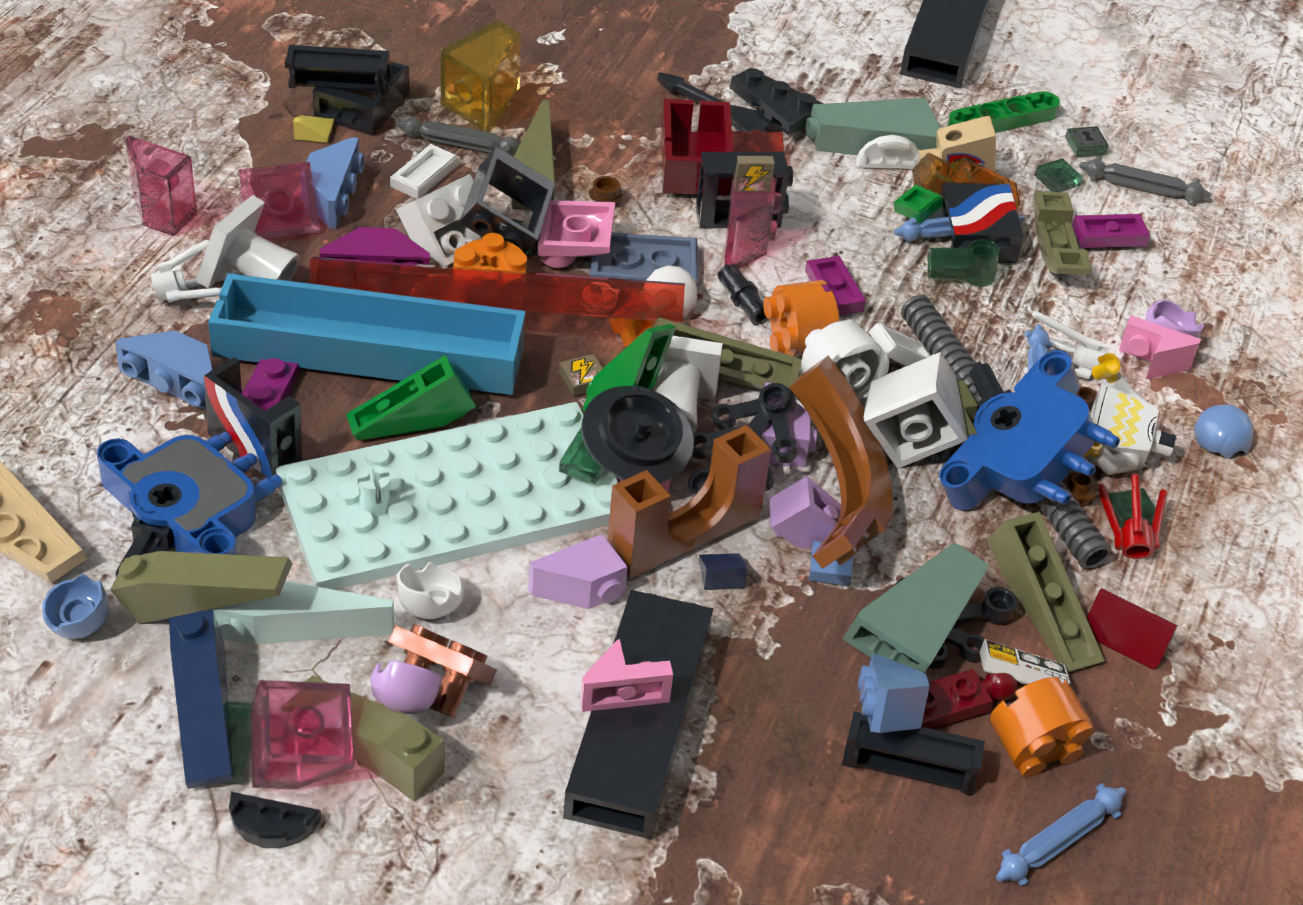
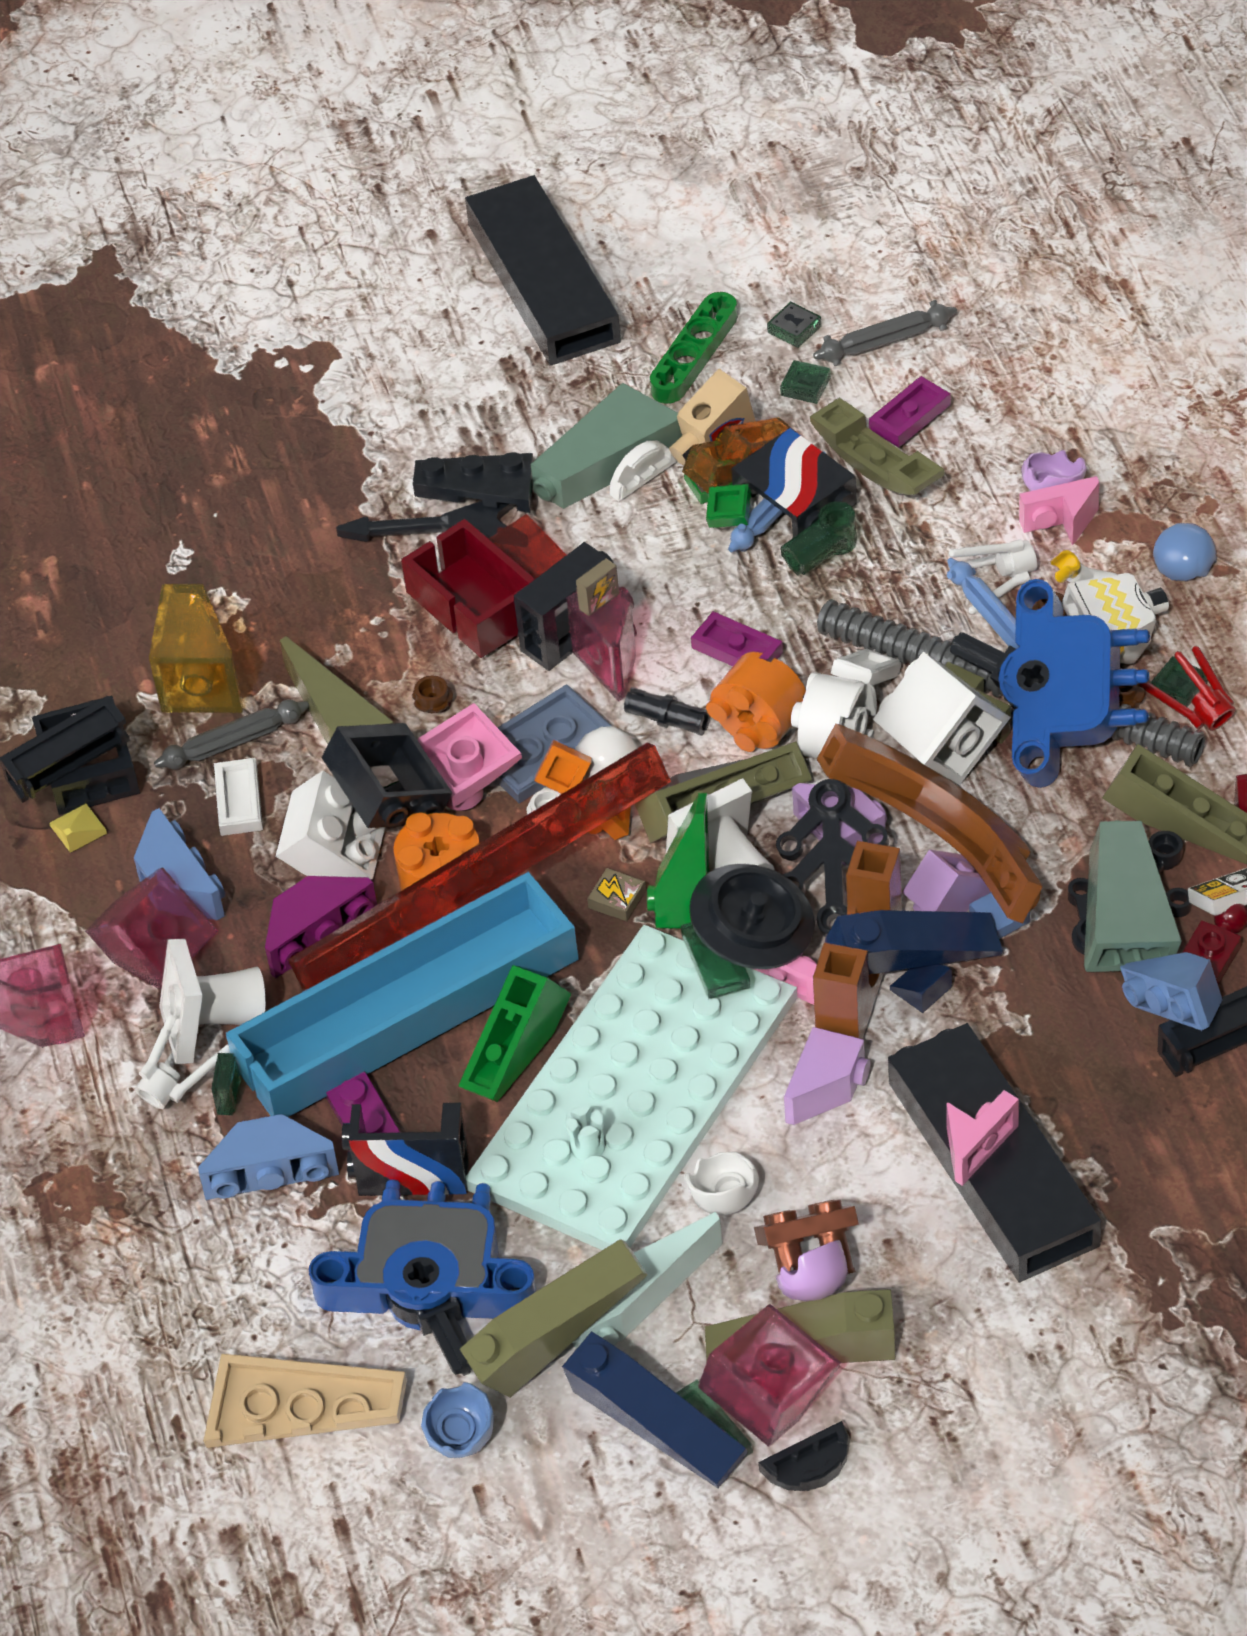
camera: 30 degrees left, 5 degrees up
(200, 309) = (226, 1084): none -> clear green tile
(628, 267) = (562, 767): none -> orange tile
(735, 527) = (916, 937): none -> dark blue slope

